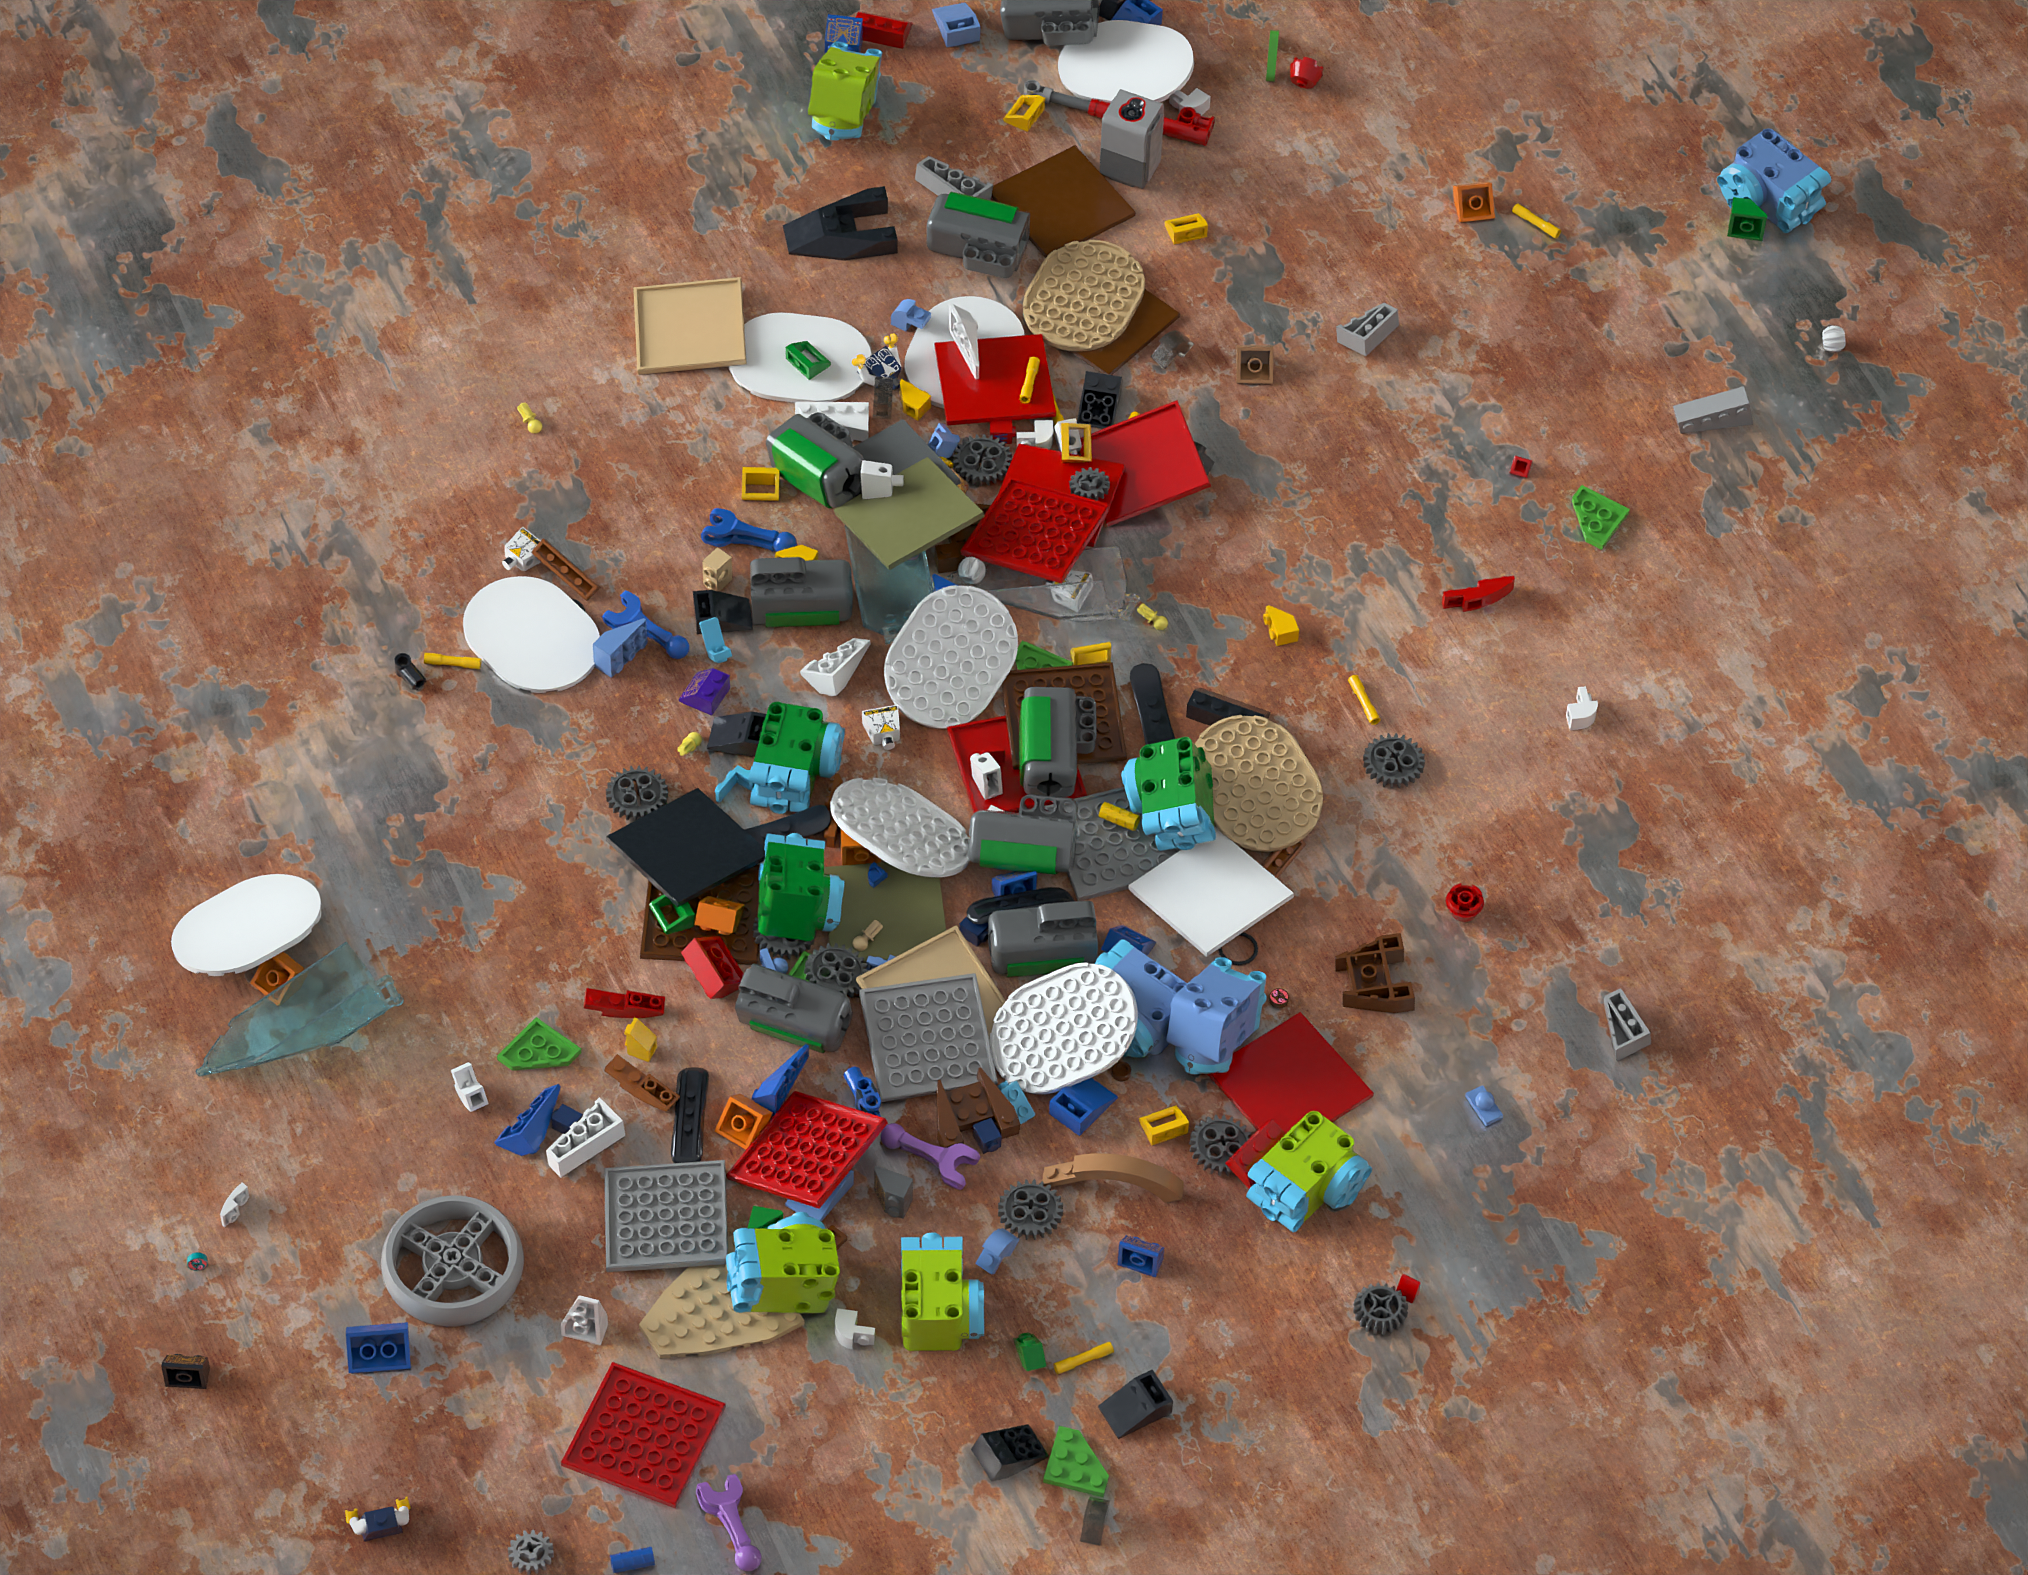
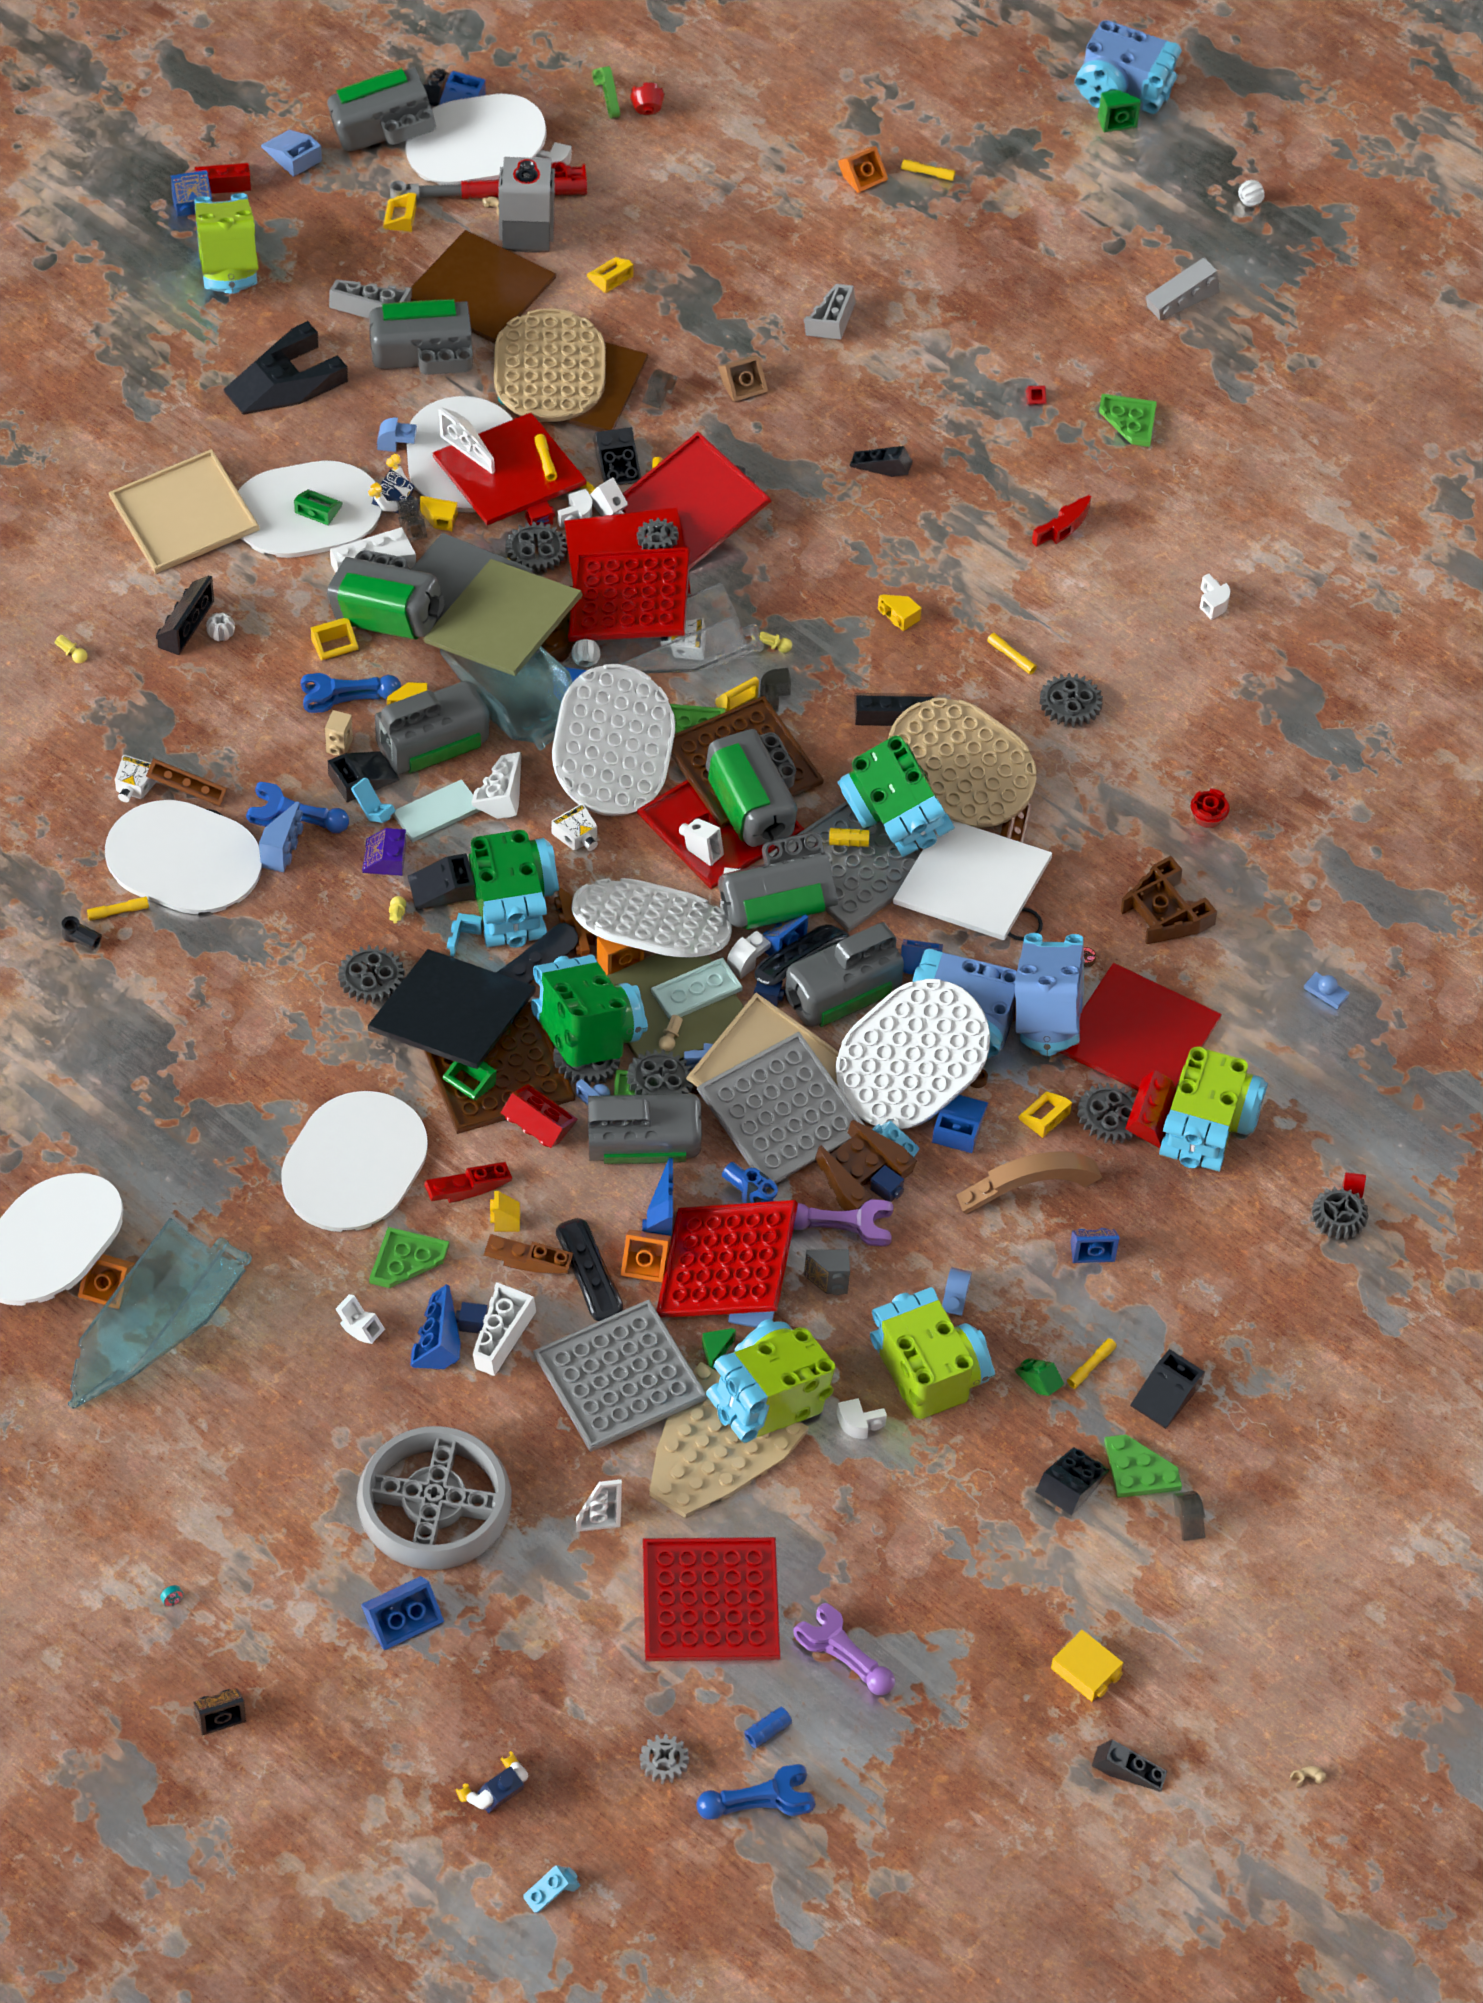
camera: 25 degrees left, 0 degrees up
(231, 1207) = (179, 1524): white slope -> none
(539, 950) = (354, 1161): none -> white tile
(642, 421) = (186, 616): none -> black slope
(666, 440) = (220, 626): none -> white piece
(719, 915) = (517, 1063): orange slope -> none
(769, 668) = (436, 811): none -> light aqua tile
(876, 875) = (646, 972): blue tile -> none
(878, 480) = (459, 594): white torso -> none
(912, 904) = (696, 988): none -> light aqua tile
(943, 441) = (491, 540): medium blue brick -> none
(969, 887) = (744, 953): none -> white brick
(1029, 1224) = (966, 1239): dark grey gear -> none
(1065, 427) = (615, 505): yellow tile -> none
(1128, 655) = (775, 684): none -> clear smoke brick
(1151, 703) = (820, 727): black piece -> none
(1343, 483) = (884, 461): none -> black slope
(1625, 1025) = (1413, 870): light grey wedge -> none

